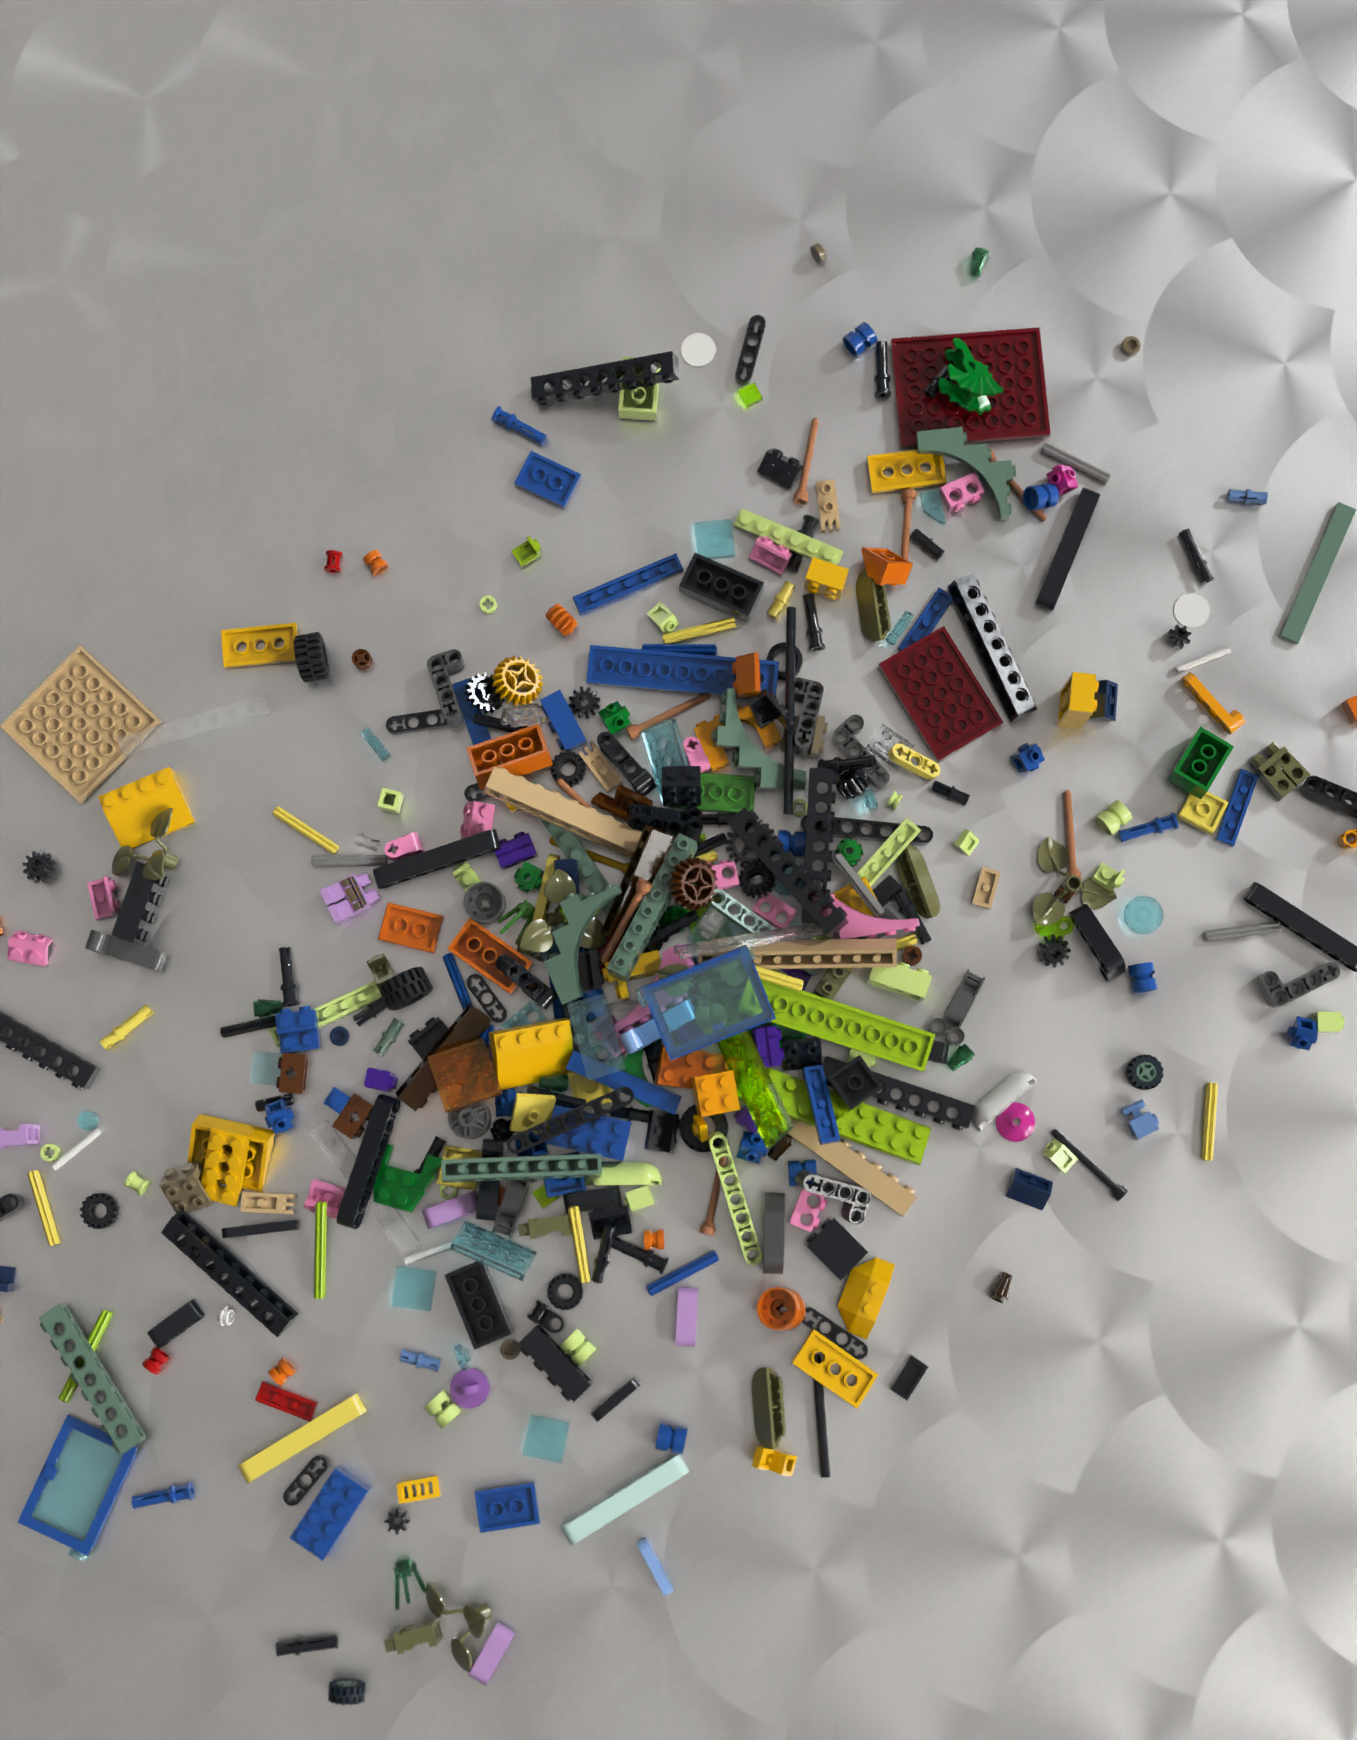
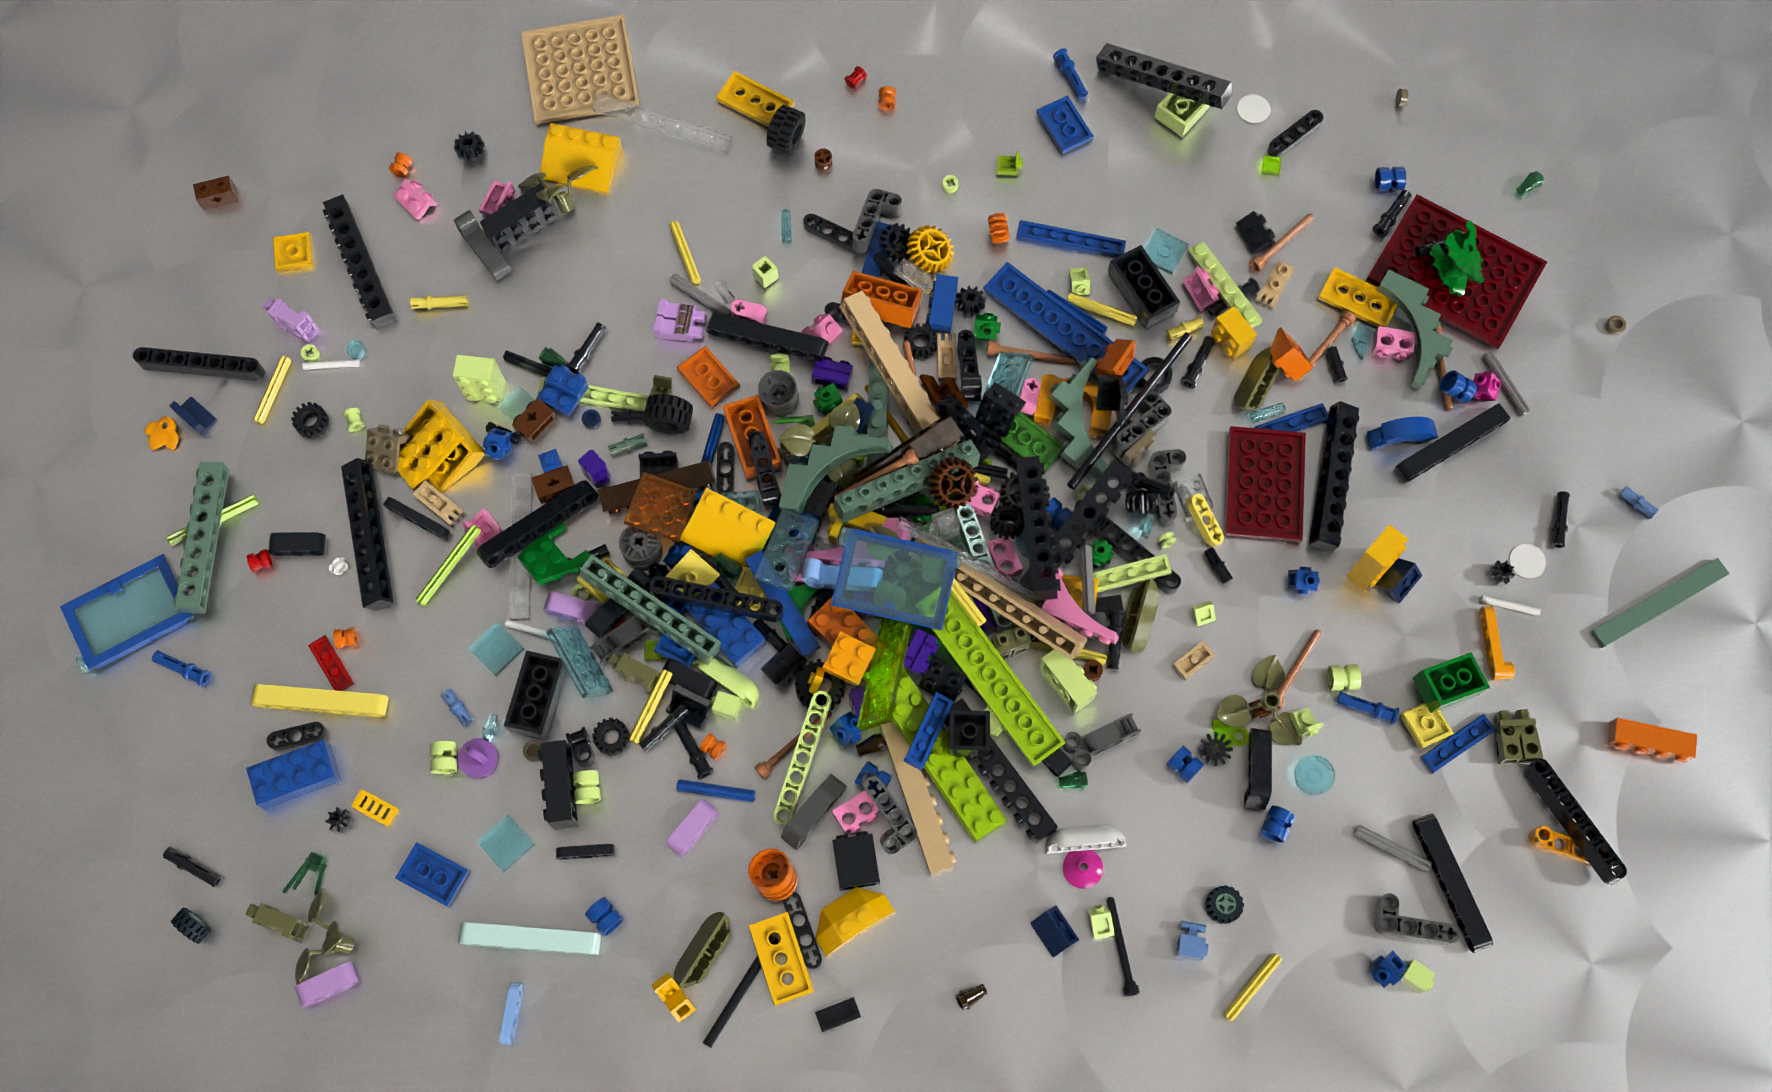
camera: 30 degrees right, 10 degrees down
(221, 1073) = (479, 378): none -> yellowish green brick
(1022, 569) = (1403, 429): none -> blue arch
(1044, 984) = (1186, 771): none -> blue wheel

